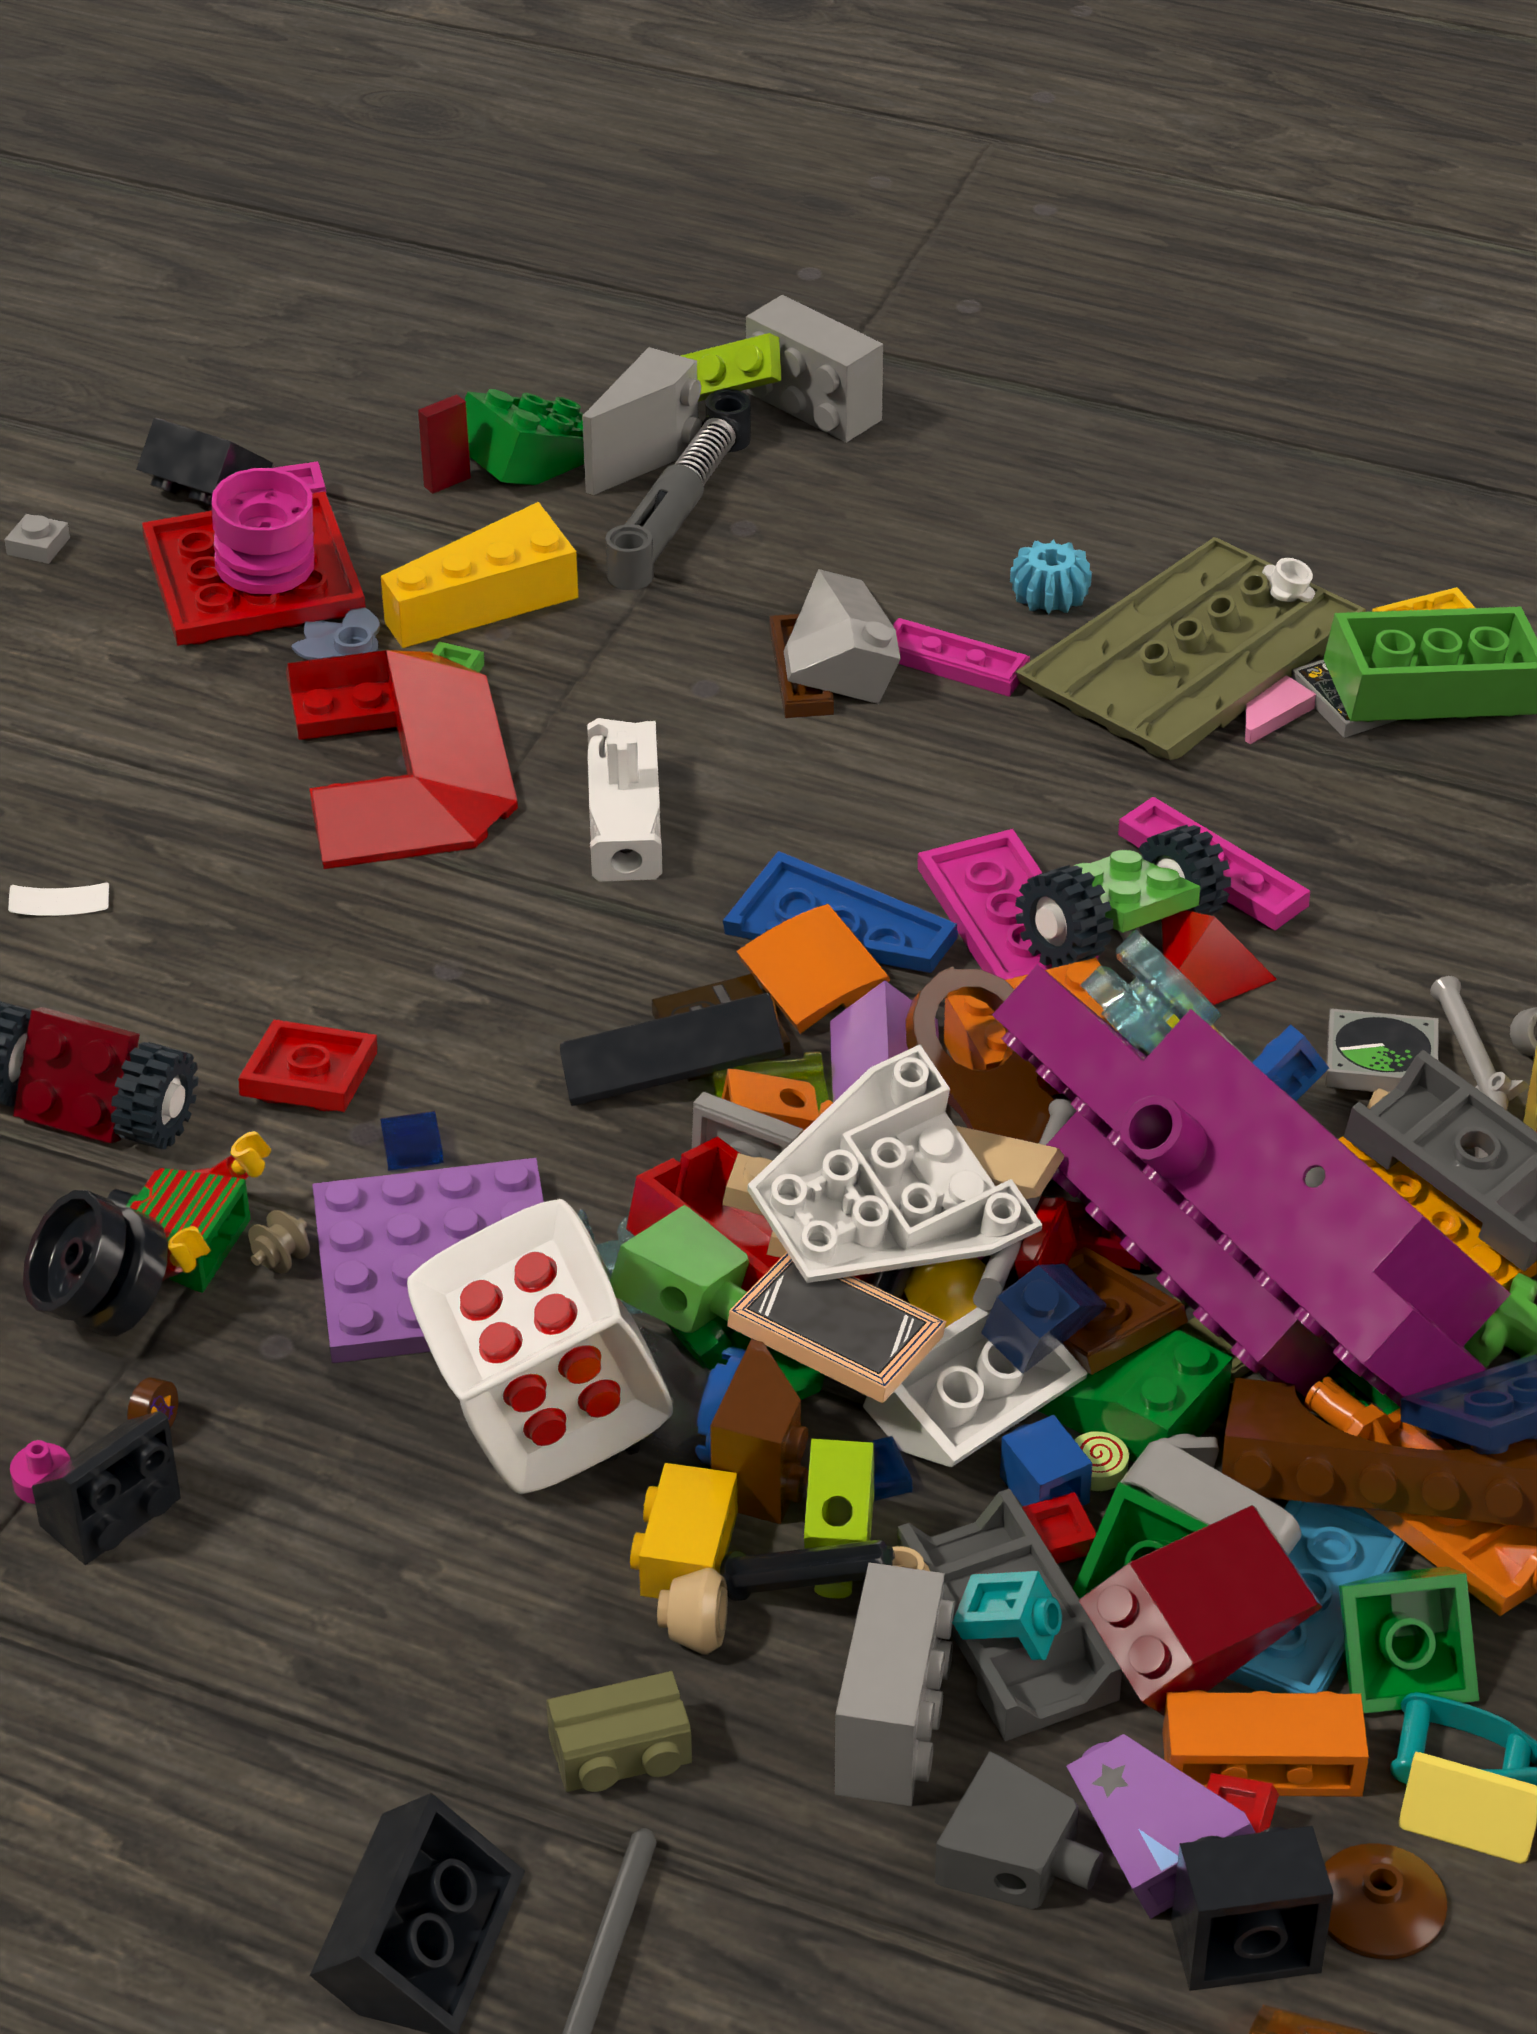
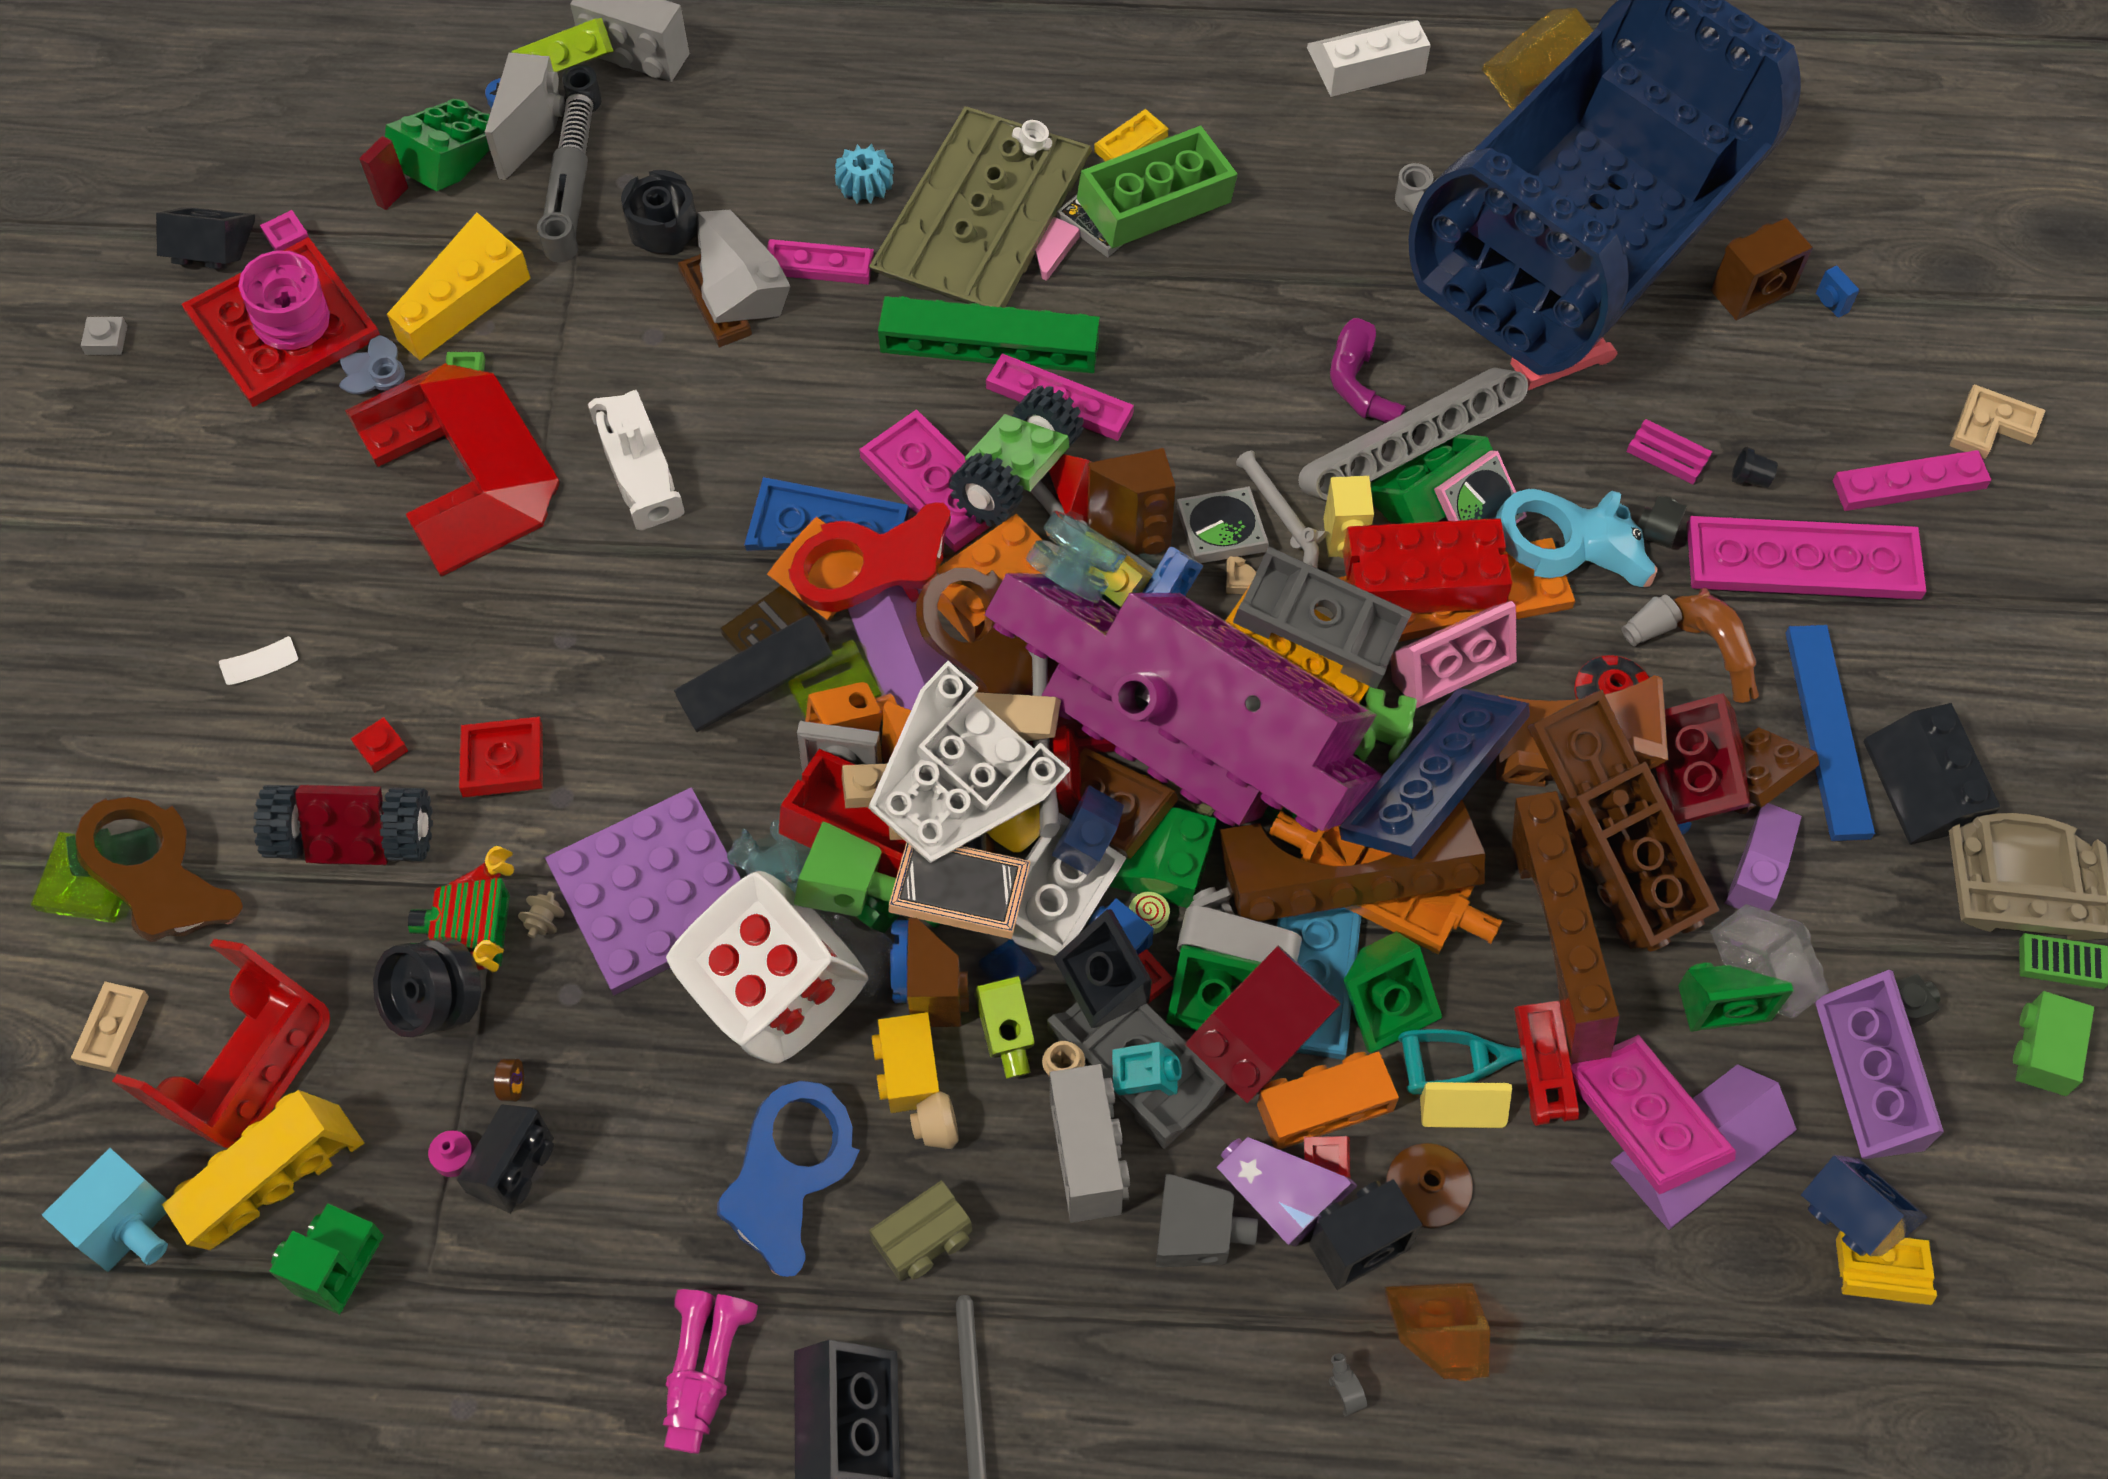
camera: 20 degrees left, 20 degrees up
(163, 1017) = (379, 744): none -> red plate
(228, 1827) = (695, 1394): none -> dark pink piece
(411, 1140) = (598, 797): clear blue tile -> none
(431, 1618) = (769, 1193): none -> blue animal
(768, 556) = (659, 212): none -> black brick
(801, 1567) = (999, 1072): black axle -> none
(891, 955) = (901, 557): none -> red animal
(999, 1481) = (1104, 971): none -> black slope
(1131, 767) = (986, 332): none -> green brick
(1257, 966) = (1133, 501): none -> reddish brown slope

